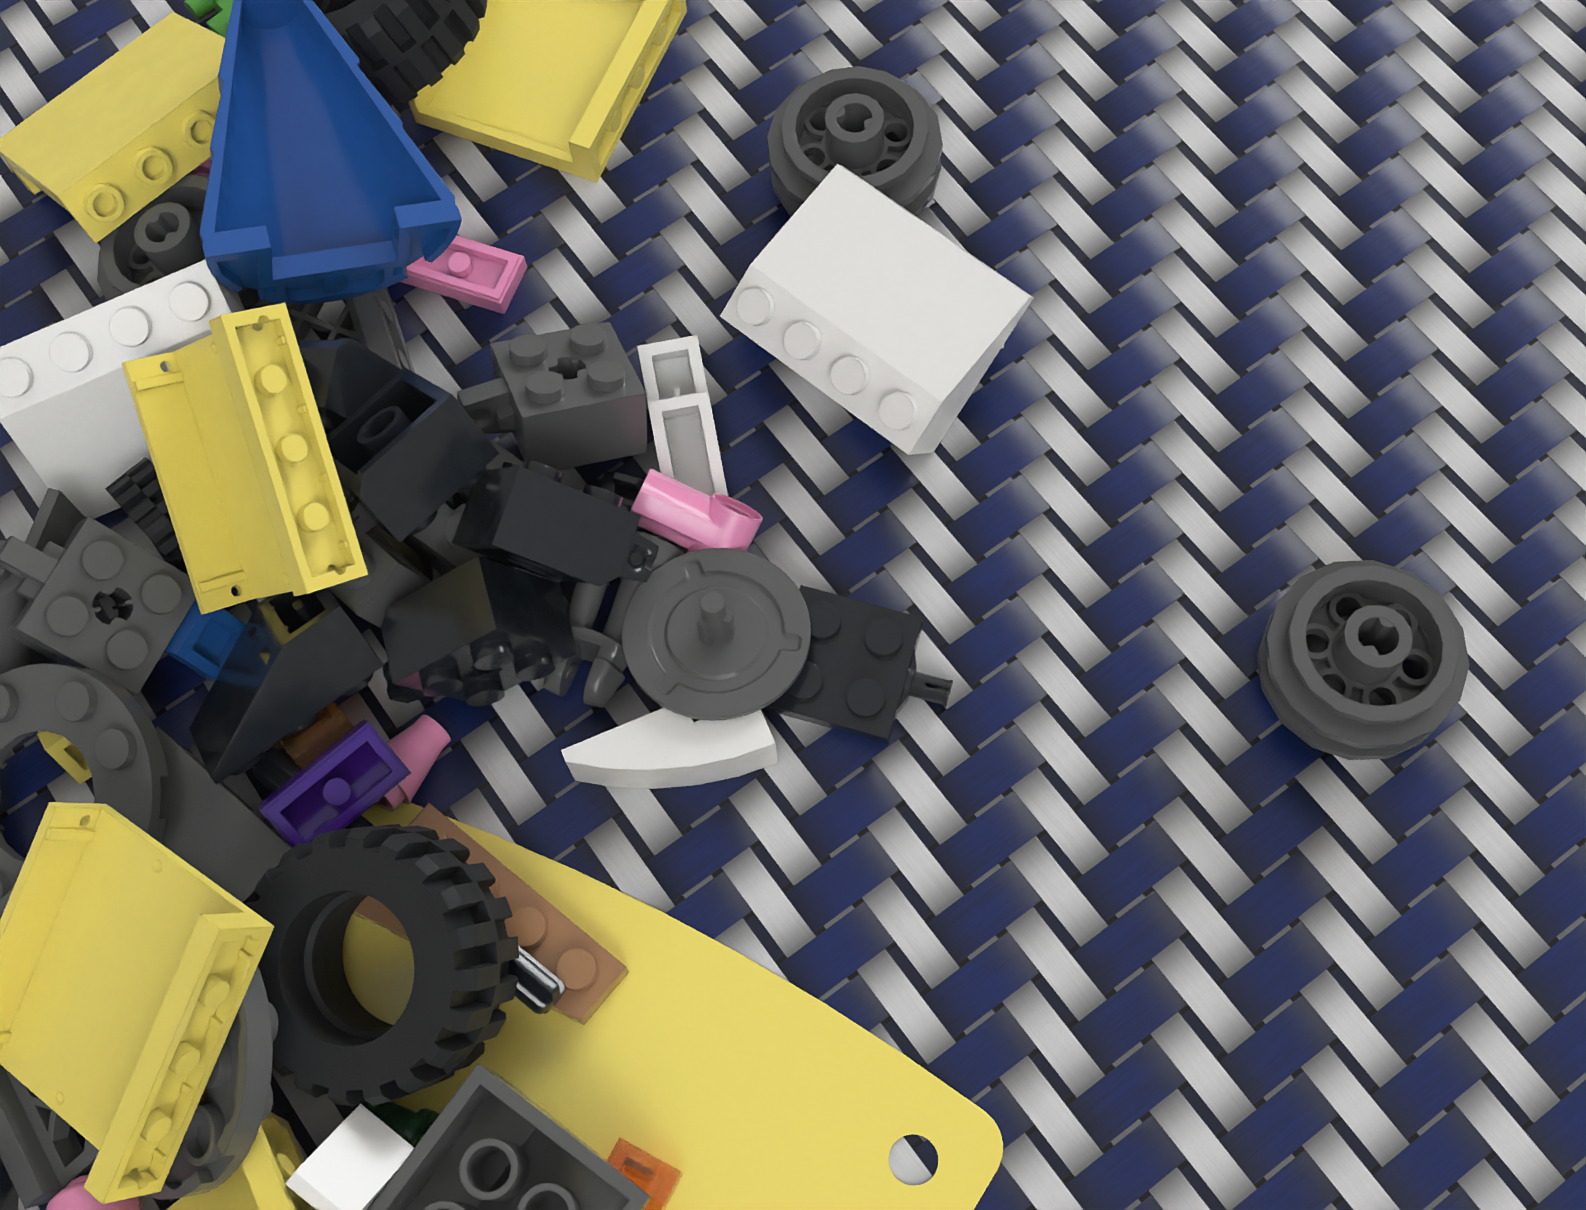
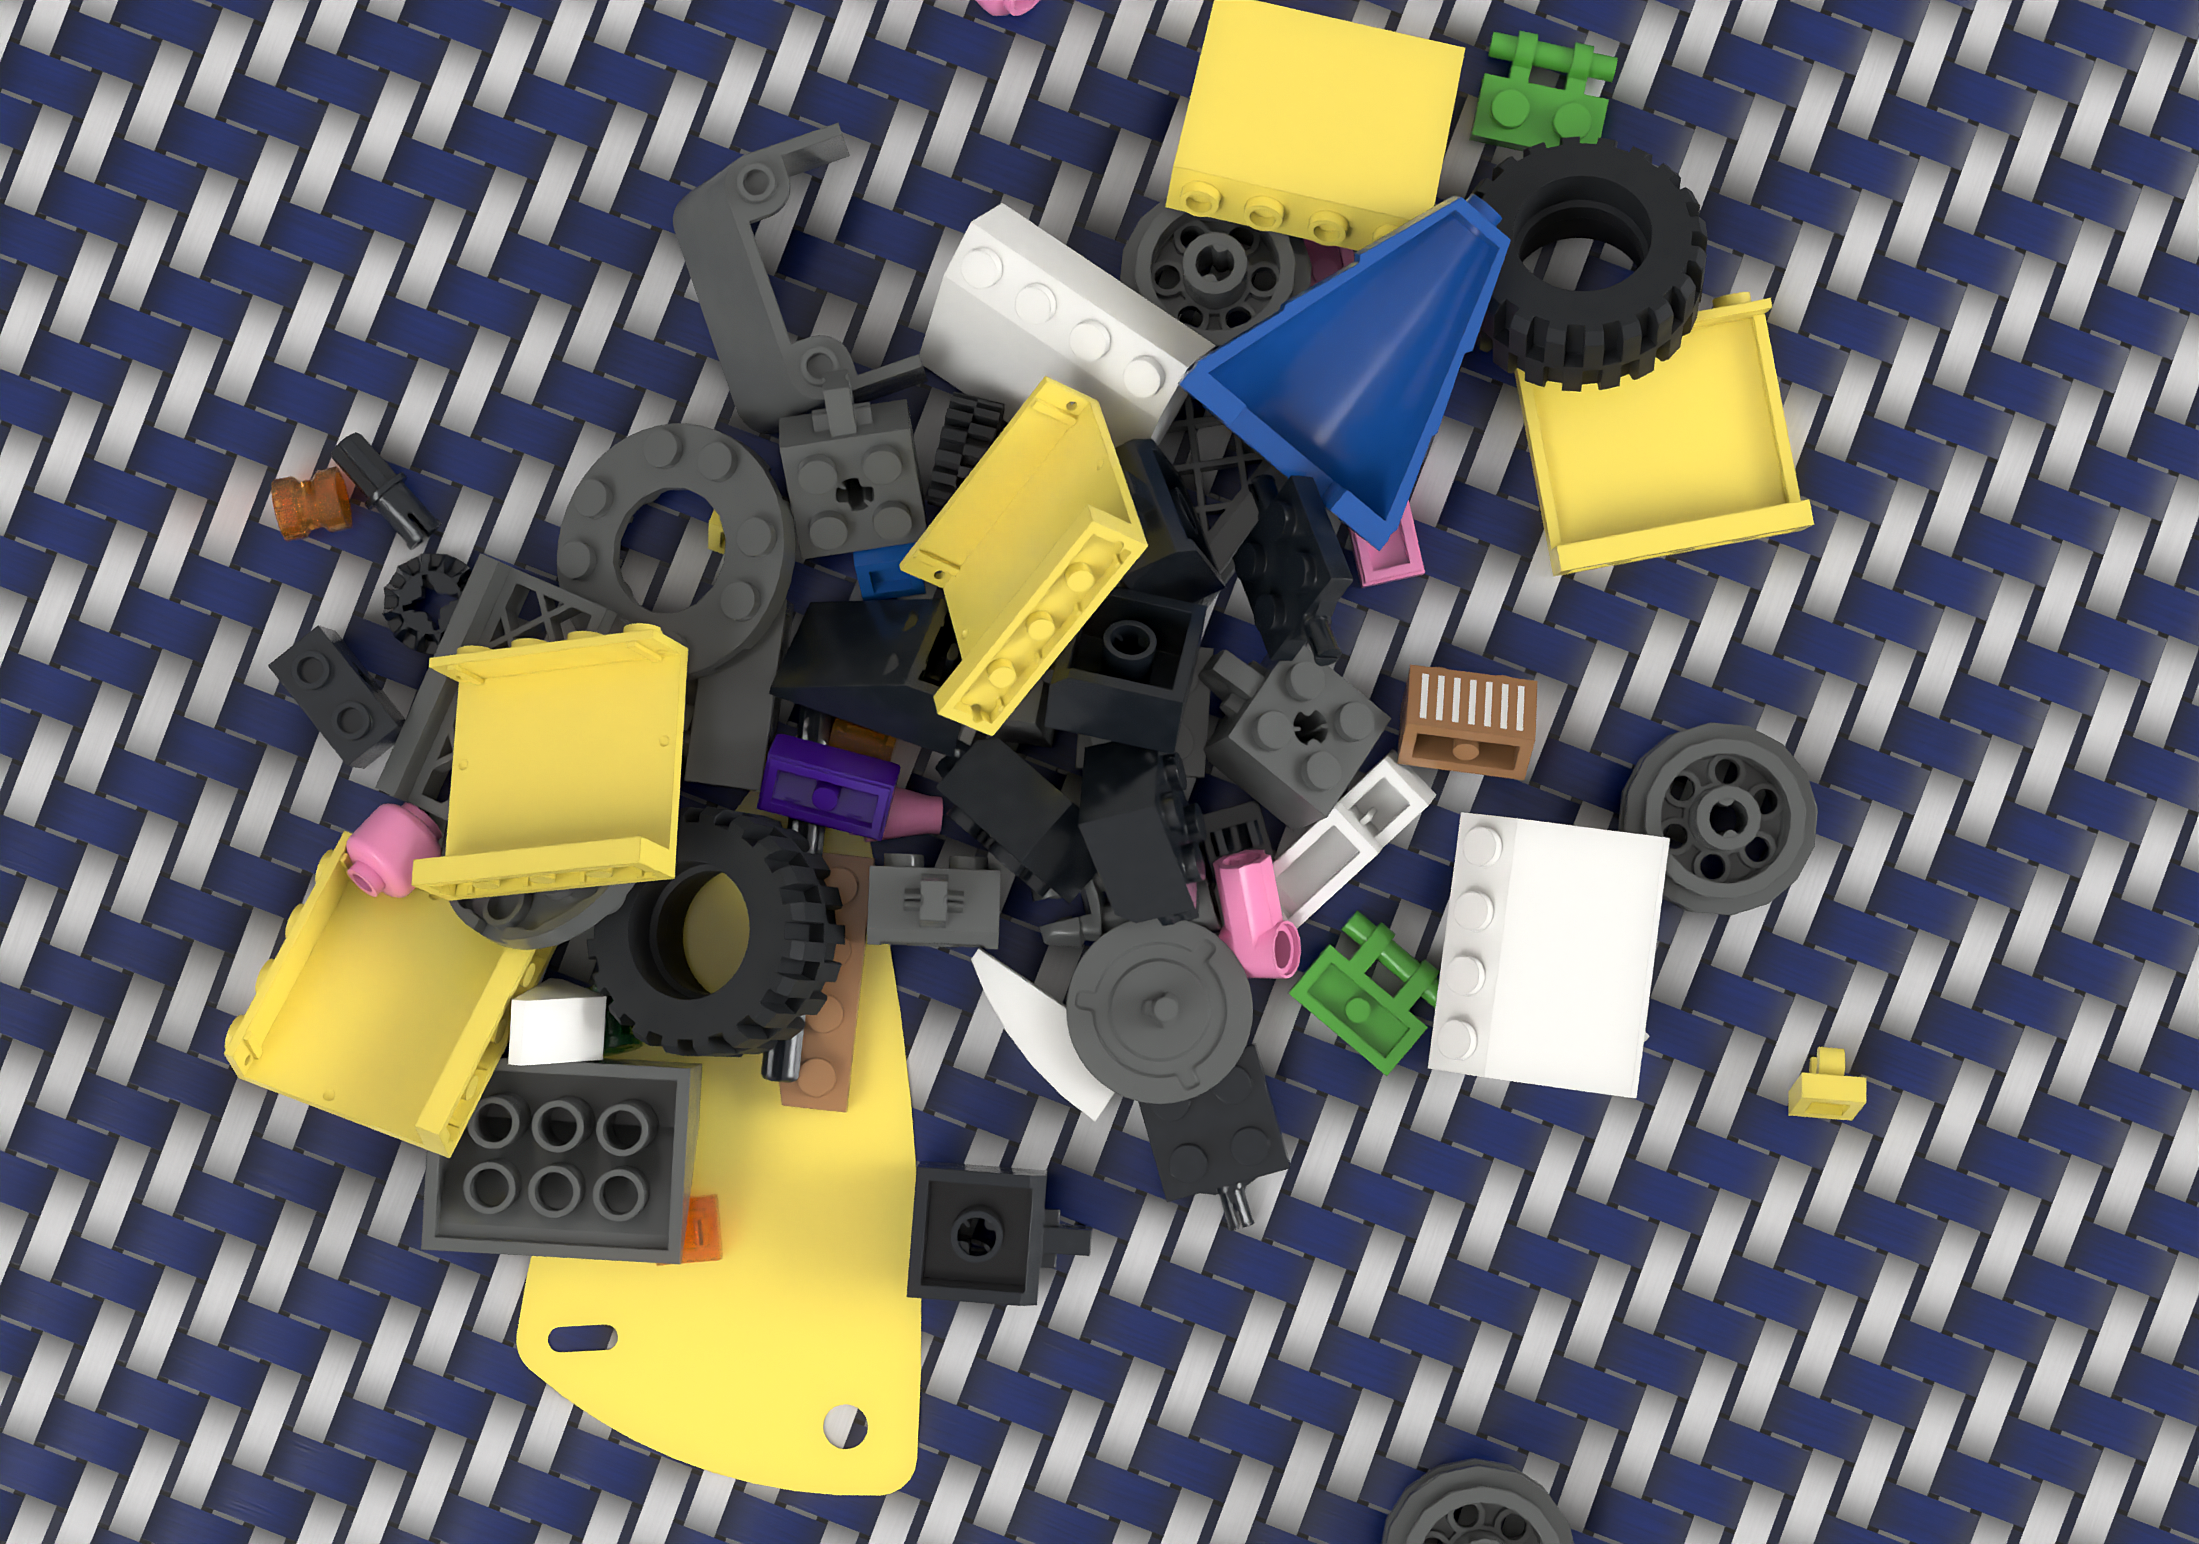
camera: 55 degrees right, 20 degrees up
(432, 299) = (1293, 569): none -> black plate
(496, 760) = (934, 904): none -> dark grey hinge
(655, 279) = (1467, 722): none -> medium nougat brick
(806, 865) = (1013, 1206): none -> black hinge
(825, 492) = (1358, 1007): none -> bright green plate
(1118, 196) = (1826, 1090): none -> light yellow tile

